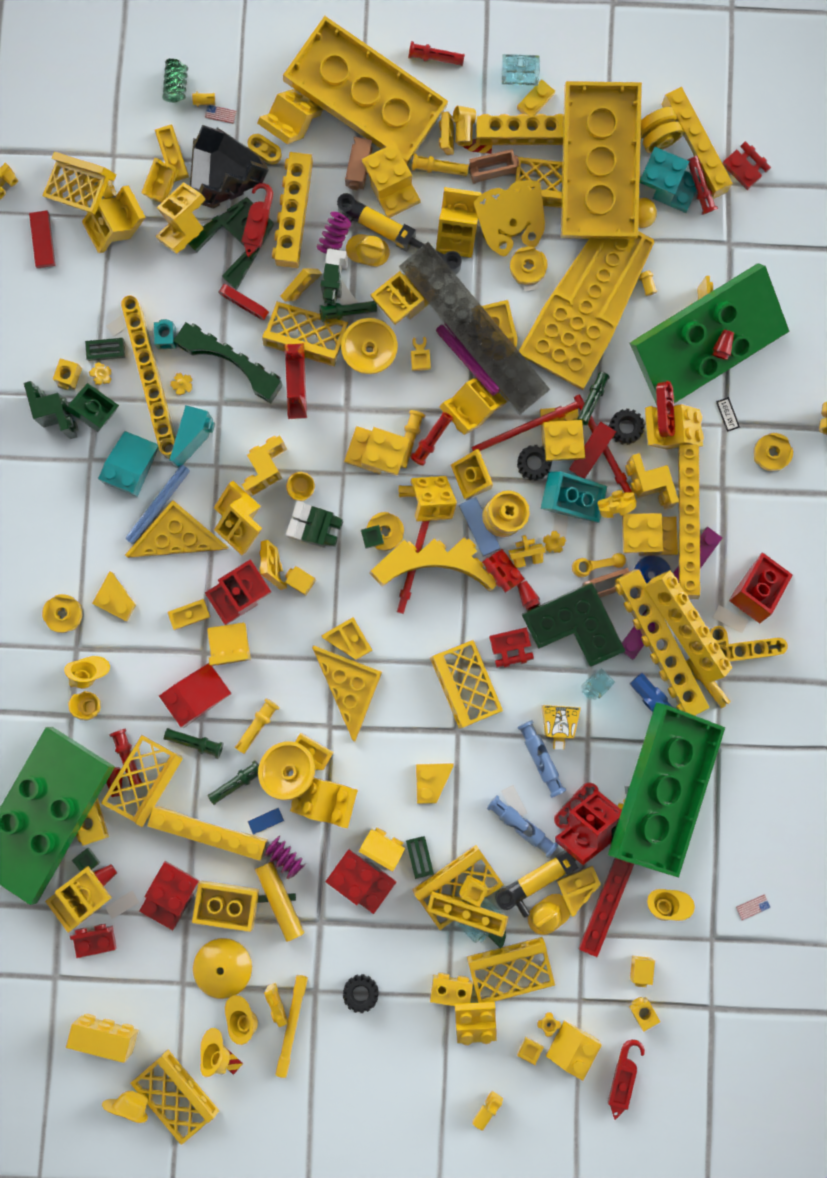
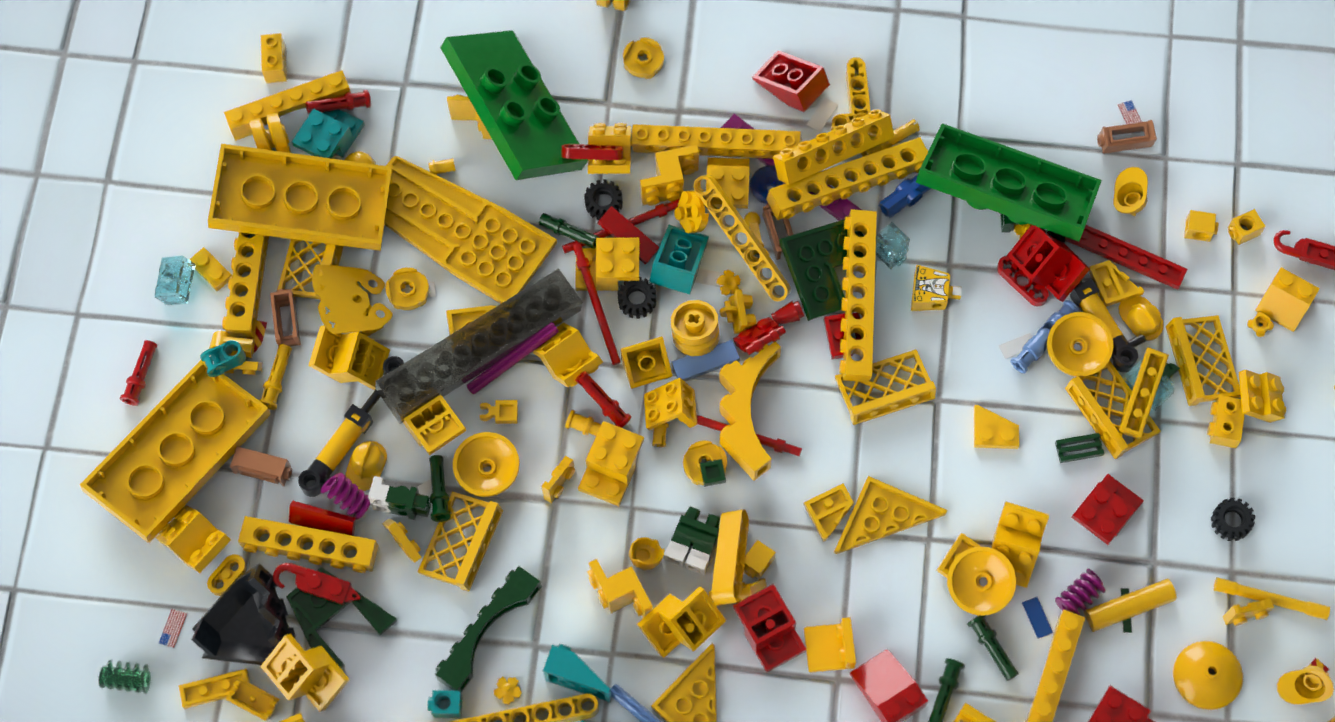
camera: 85 degrees left, 15 degrees down
(189, 614) = (791, 692): yellow plate -> none
(203, 98) = (151, 649): yellow pin -> none
(225, 906) = (1137, 660): yellow brick -> none
(240, 1020) = (1267, 652): yellow piece -> none
(243, 302) = (415, 609): red beam -> none
(261, 718) = (917, 612): yellow pin -> none
(295, 381) = (521, 546): red hose -> none
(295, 555) = (730, 557): none -> yellow beam
(315, 218) = (321, 519): none -> red tile
(352, 405) = (555, 486): none -> yellow wing
(382, 849) = (1070, 484): yellow slope -> none
(391, 180) = (288, 429): yellow bracket -> none
(444, 114) = (222, 358): none -> teal piece
(473, 890) = (1118, 386): yellow brick -> none
(503, 867) = (1090, 334): none -> yellow dish
(530, 1050) = (1289, 346): yellow tile -> none
(543, 762) = (966, 313): medium blue piece -> none
(600, 545) = (732, 233): none -> yellow beam
(615, 660) = (866, 223): none -> yellow brick
(724, 345) = (527, 88): red cone -> none
(725, 881) = (1108, 145): none -> nougat window
(728, 414) = (597, 100): sticker -> none
(742, 124) = (273, 58): none -> yellow brick
(742, 169) = (323, 63): red plate -> none

